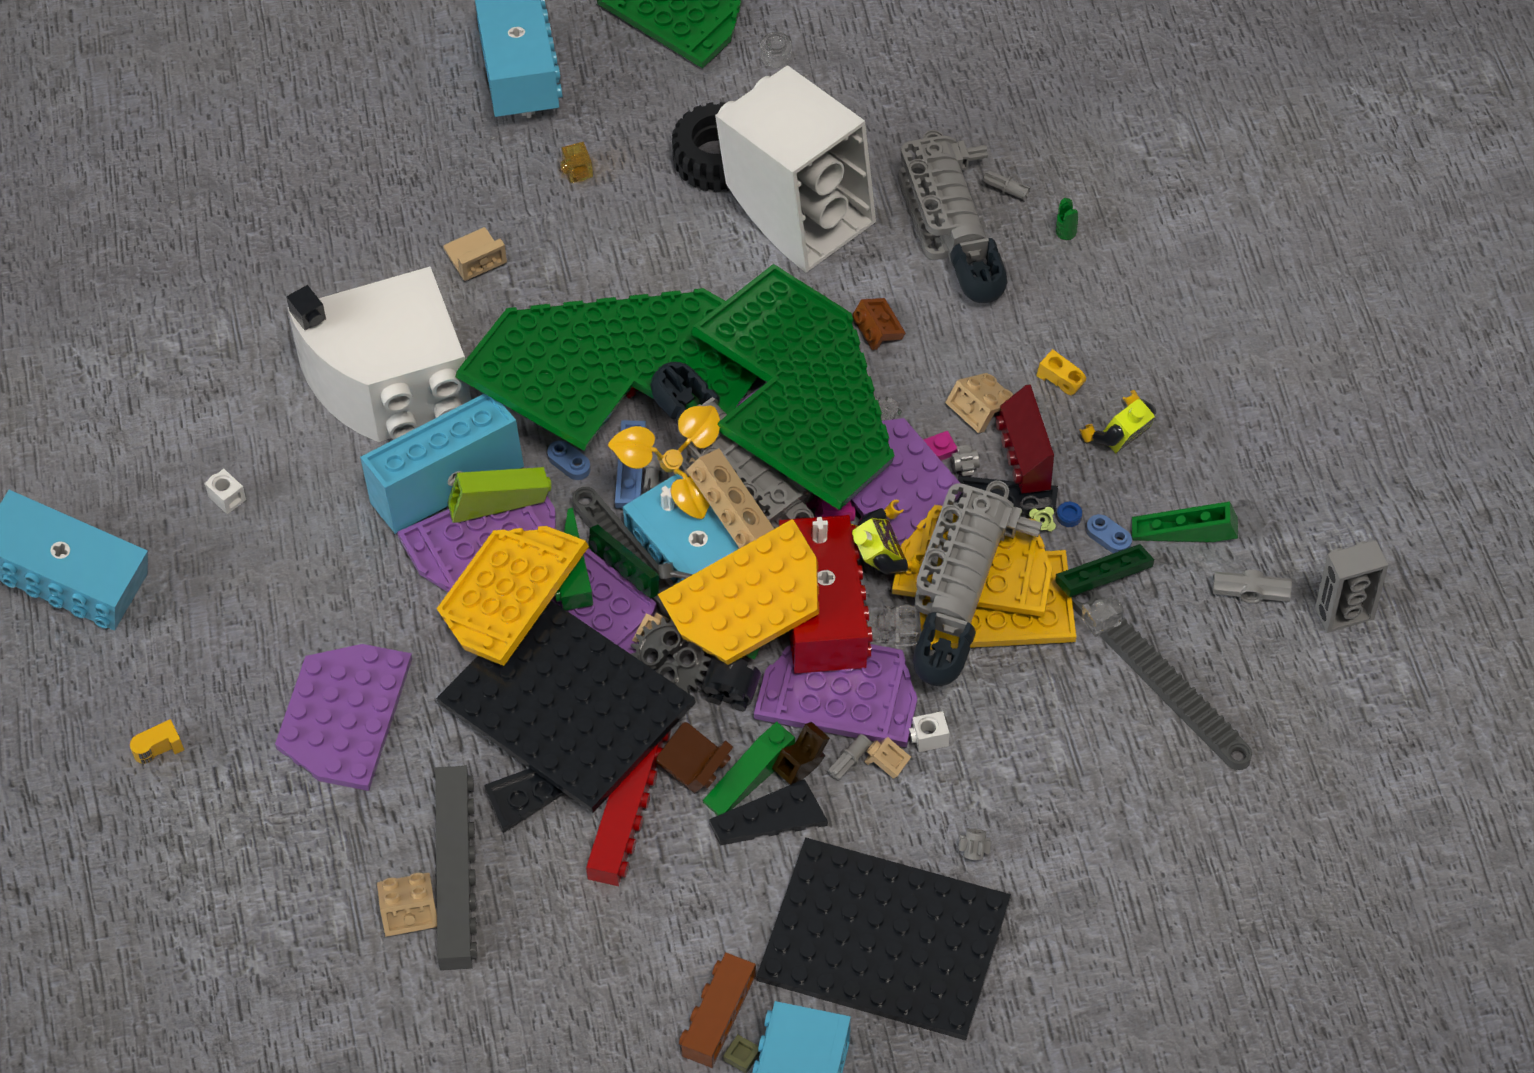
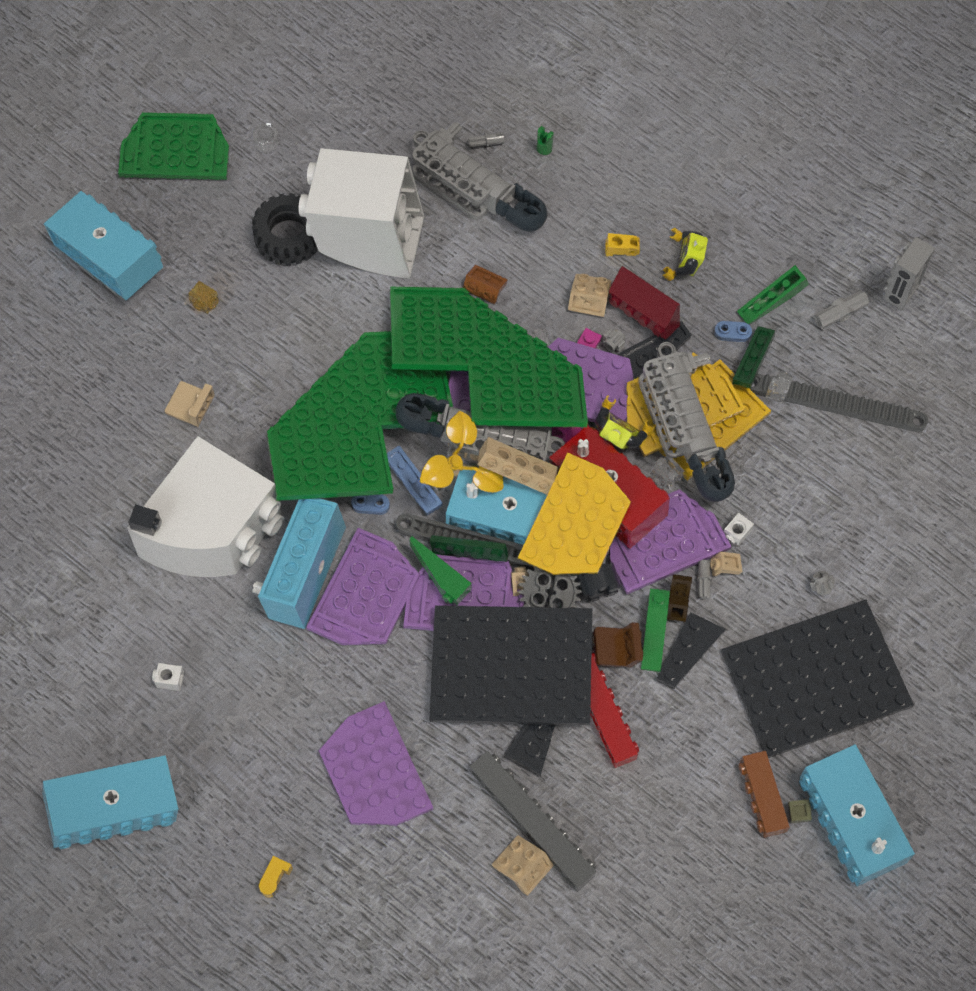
camera: 40 degrees left, 10 degrees up
(496, 491) = (352, 558): lime slope -> none
(508, 588) = (417, 617): yellow plate -> none
(667, 571) = (509, 538): dark grey hand -> none
(1047, 514) = (689, 343): yellowish green plate -> none
(1069, 514) = (699, 334): blue tile -> none

